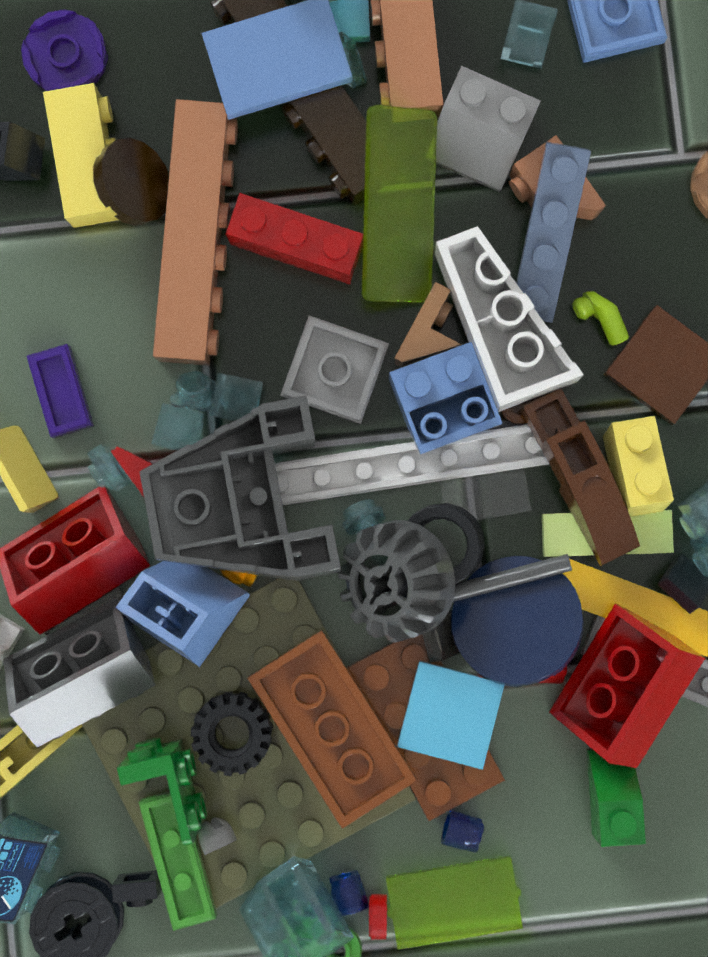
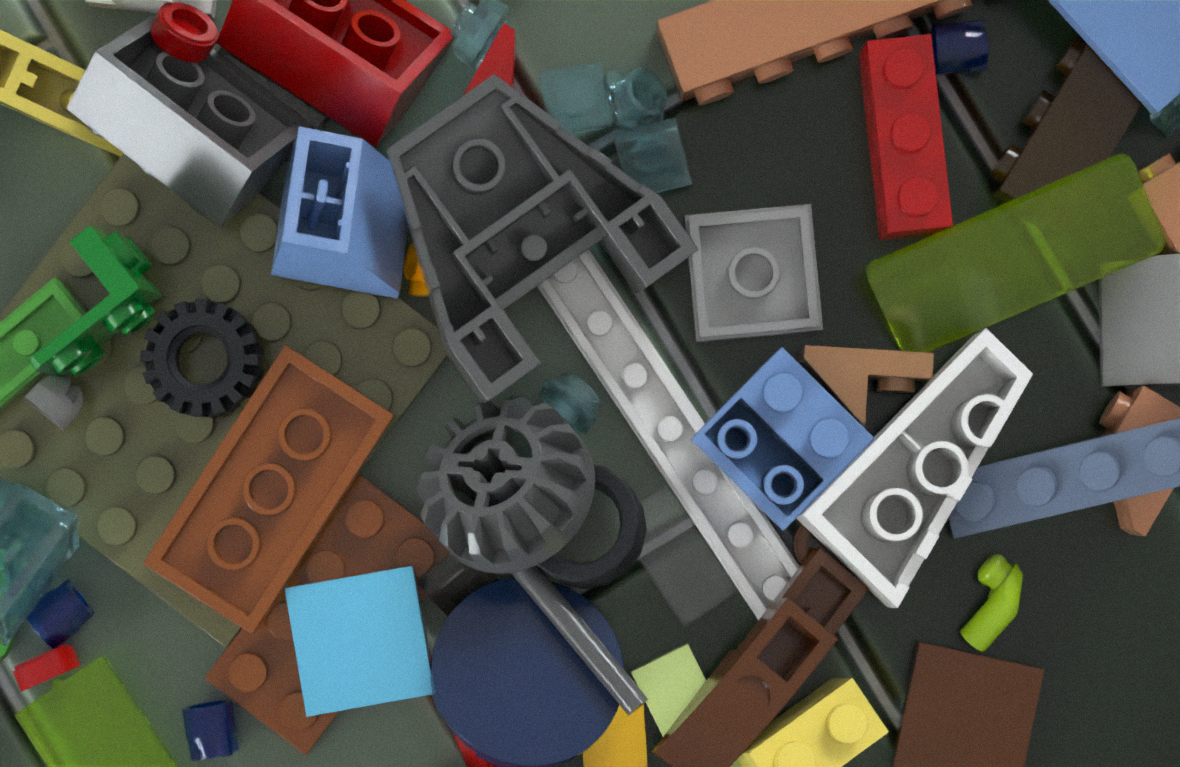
camera: 60 degrees right, 0 degrees up
(23, 651) = (184, 32): none -> red tile
(255, 179) = (960, 47): none -> clear blue hose

